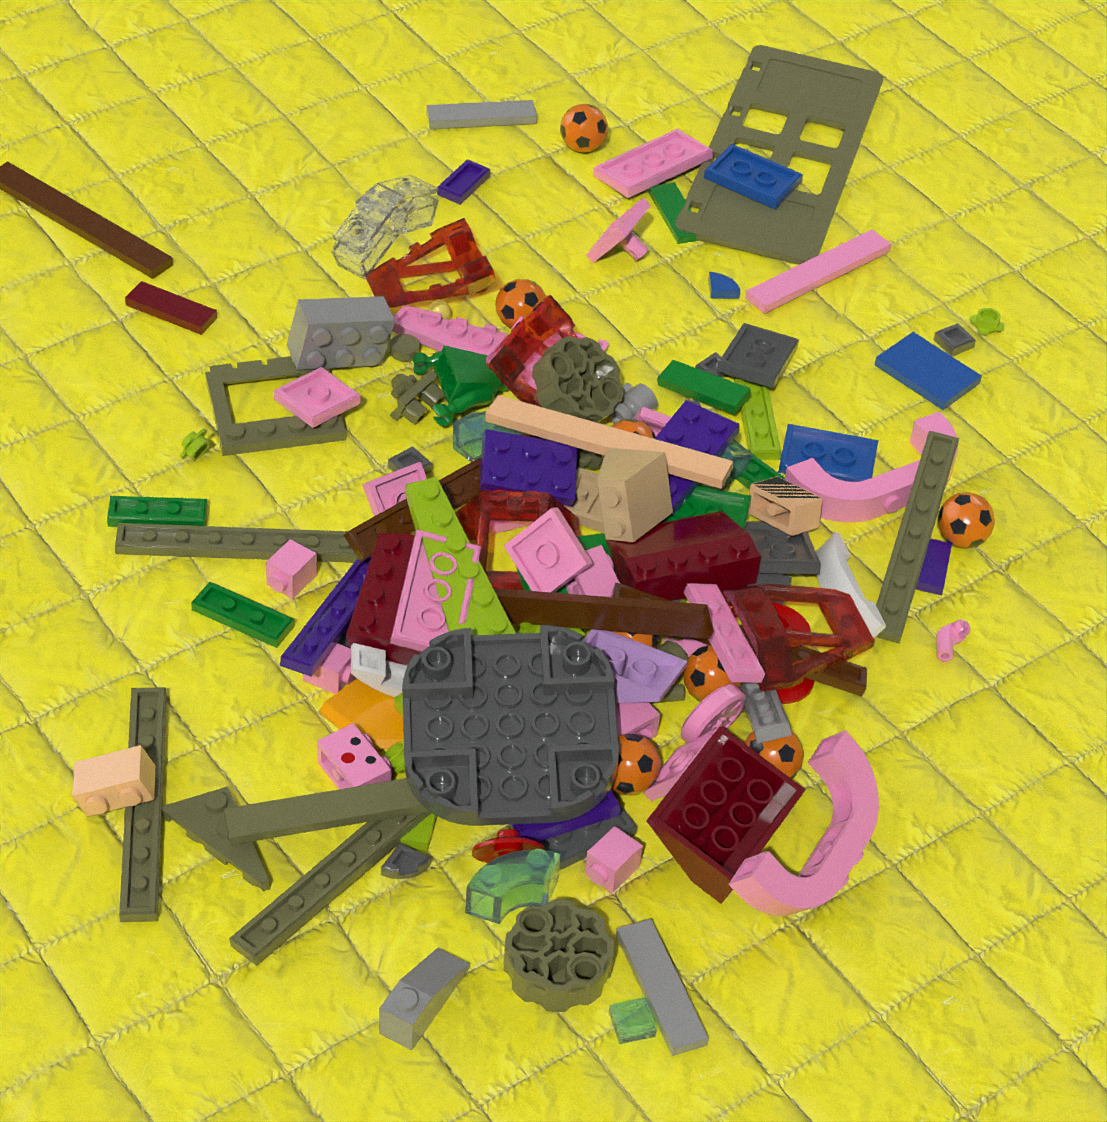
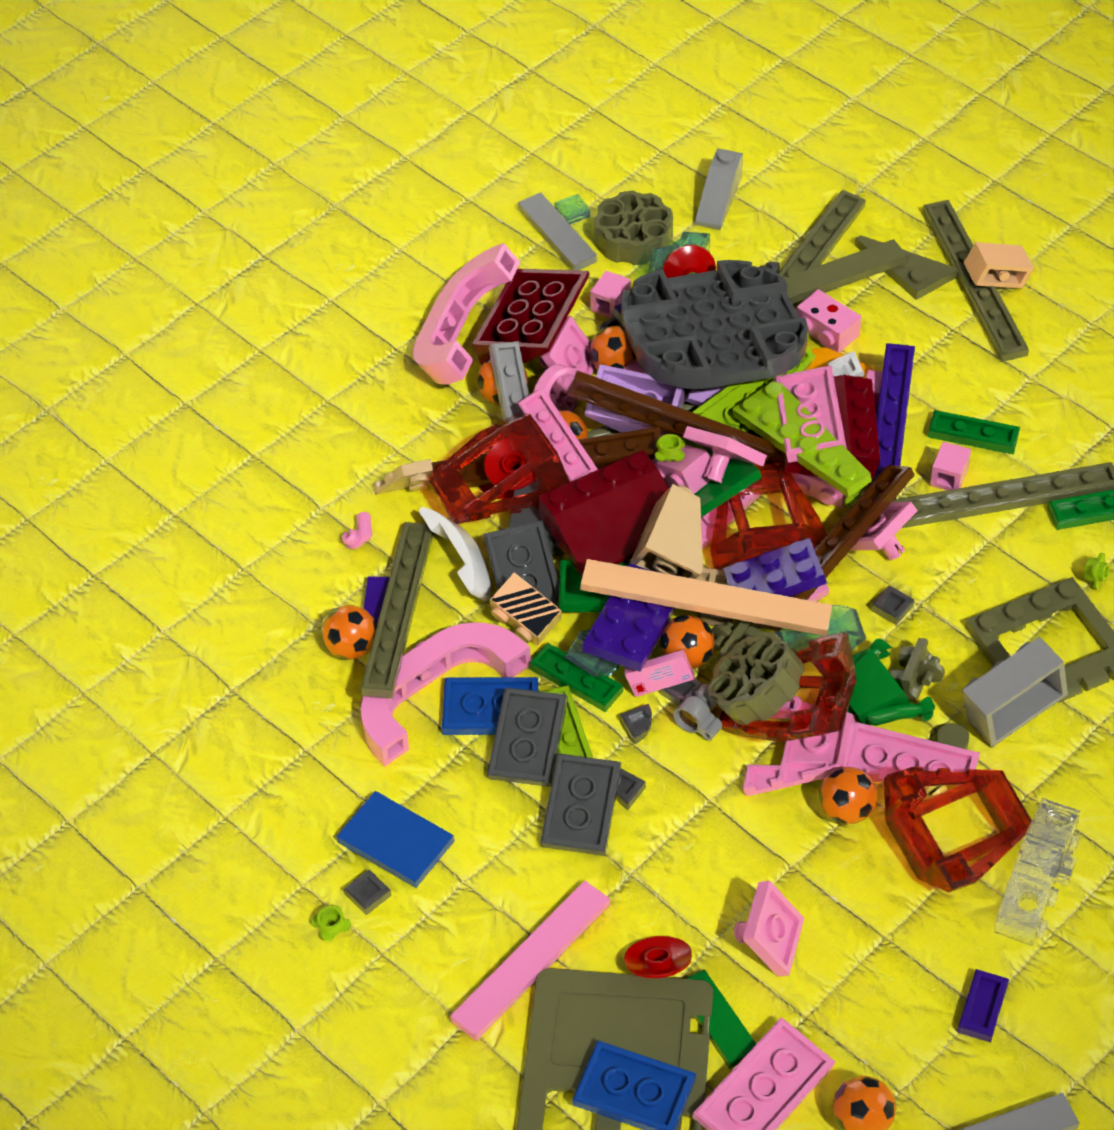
camera: 175 degrees right, 5 degrees up
(317, 397) = (1004, 632): bright pink tile -> none
(607, 572) = (670, 448): none -> lime plate
(704, 386) = (631, 751): green tile -> none
(719, 230) = (658, 957): none -> red dish
(722, 287) = (638, 906): blue tile -> none
(798, 411) = (527, 737): none -> dark grey tile
(894, 663) = (409, 475): none -> tan wing

